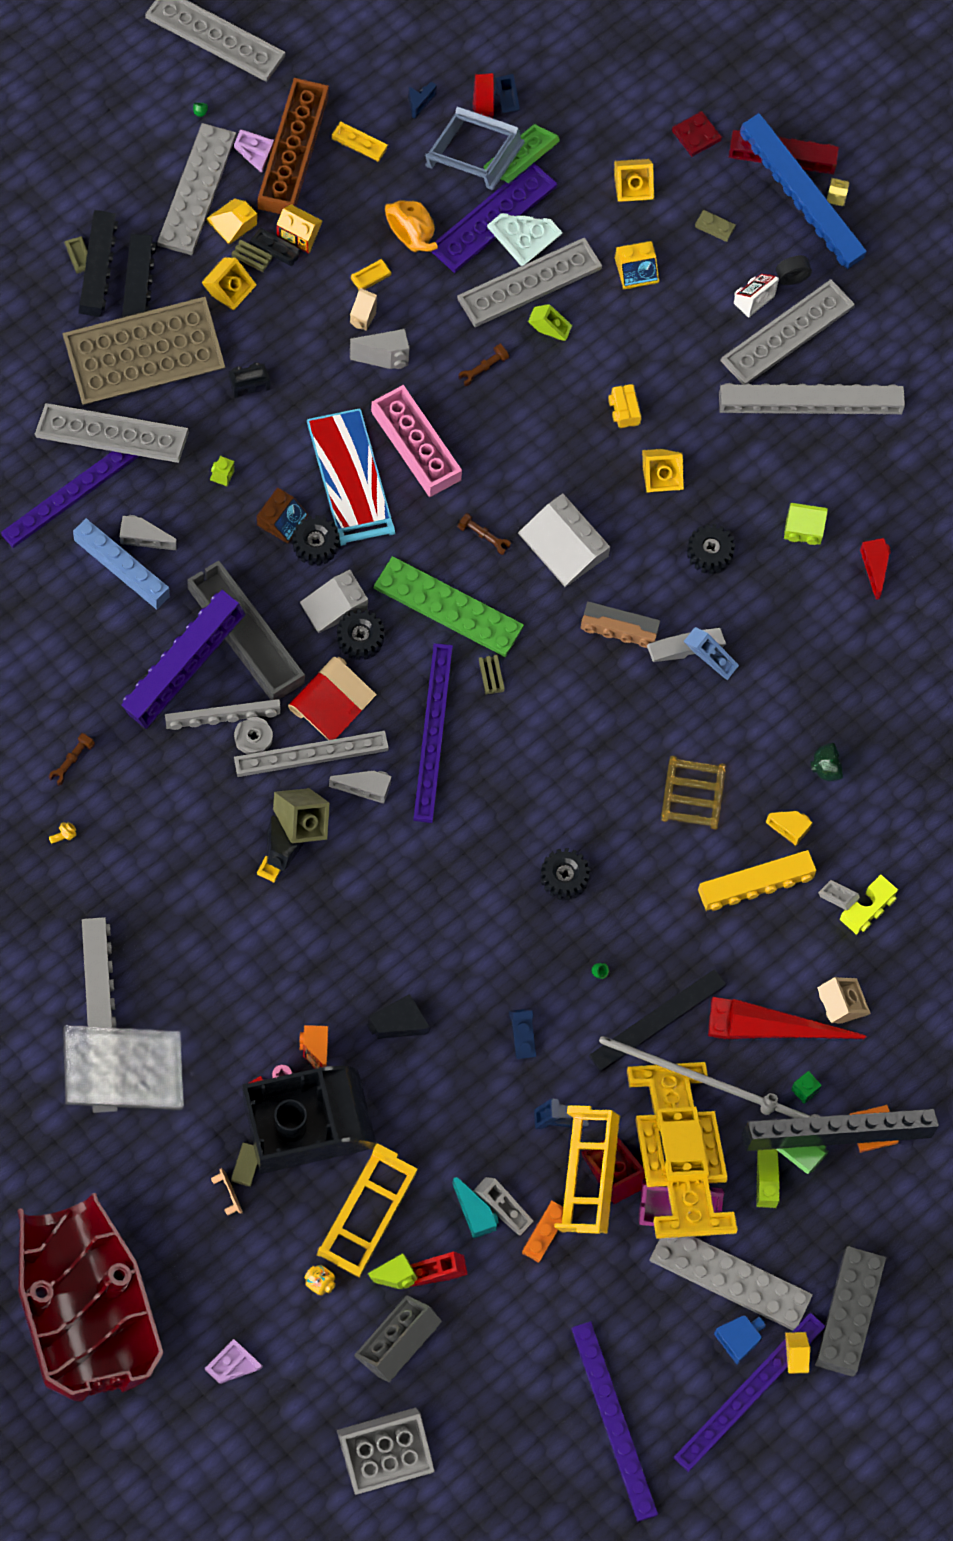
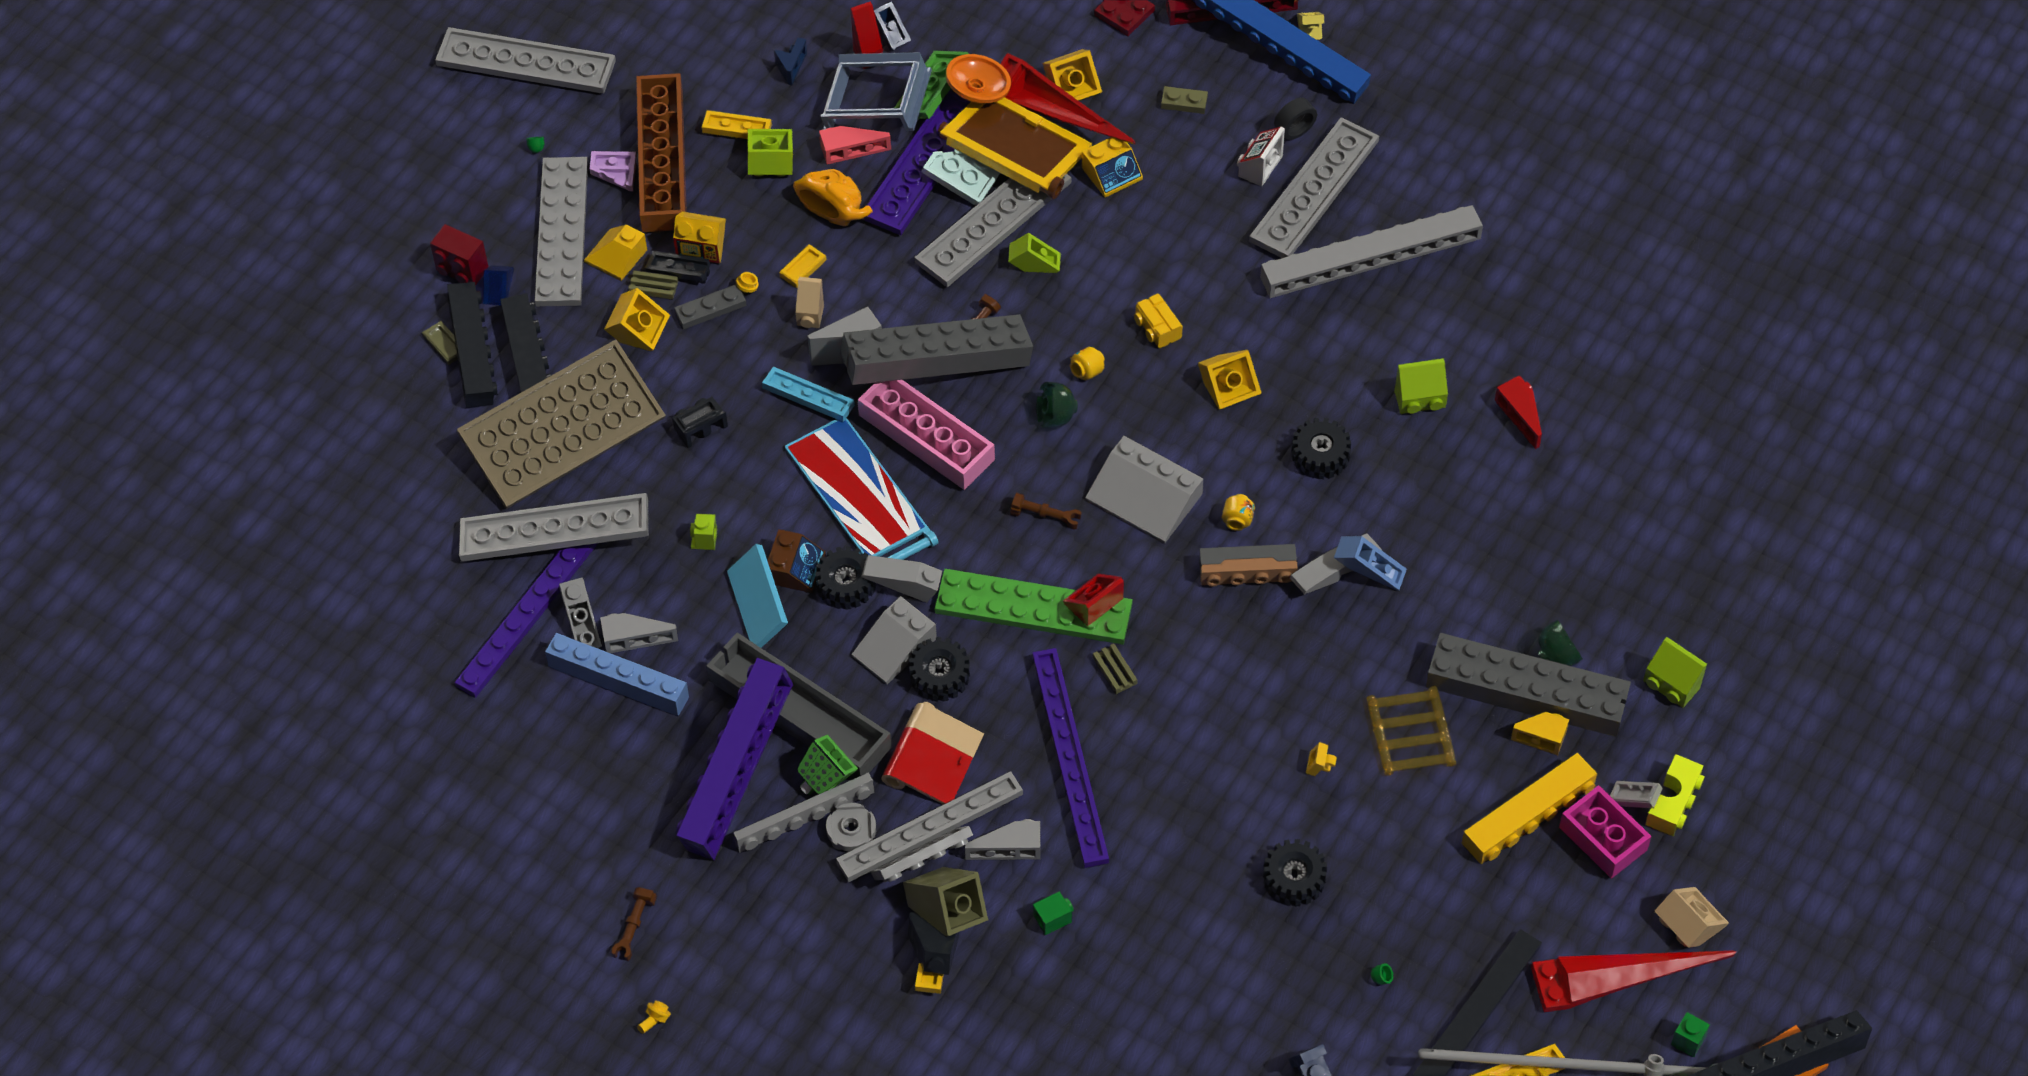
camera: 10 degrees left, 10 degrees down
(109, 507) = (579, 612): none -> light grey slope
(110, 188) = (459, 255): none -> dark red brick
(133, 218) = (497, 284): none -> clear blue slope
(244, 535) = (757, 596): none -> medium azure tile
(248, 684) = (824, 766): none -> bright green torso
(289, 287) = (710, 306): none -> dark grey plate
(289, 775) = (930, 850): none -> light grey plate
(323, 276) = (747, 282): none -> yellow plate
(338, 383) = (808, 394): none -> medium azure plate
(357, 553) = (903, 576): none -> light grey slope
(377, 172) = (770, 152): none -> lime slope
(377, 848) = (1053, 912): none -> green brick
(441, 183) = (849, 143): none -> coral slope
(445, 379) = (936, 349): none -> dark grey piece
(495, 615) = (1095, 597): none -> red slope
(521, 451) = (1055, 405): none -> cylinder
(557, 161) = (978, 78): none -> orange dish
(558, 424) = (1087, 363): none -> yellow head
(568, 223) = (1016, 143): none -> door
(595, 180) = (1044, 97): none -> red plate
(615, 794) = (1320, 760): none -> yellow tile
(628, 580) = (1238, 512): none -> yellow head
(793, 784) = (1527, 684): none -> dark grey piece
(804, 916) = (1605, 831): none -> dark pink brick
(906, 812) = (1675, 673): none -> lime slope

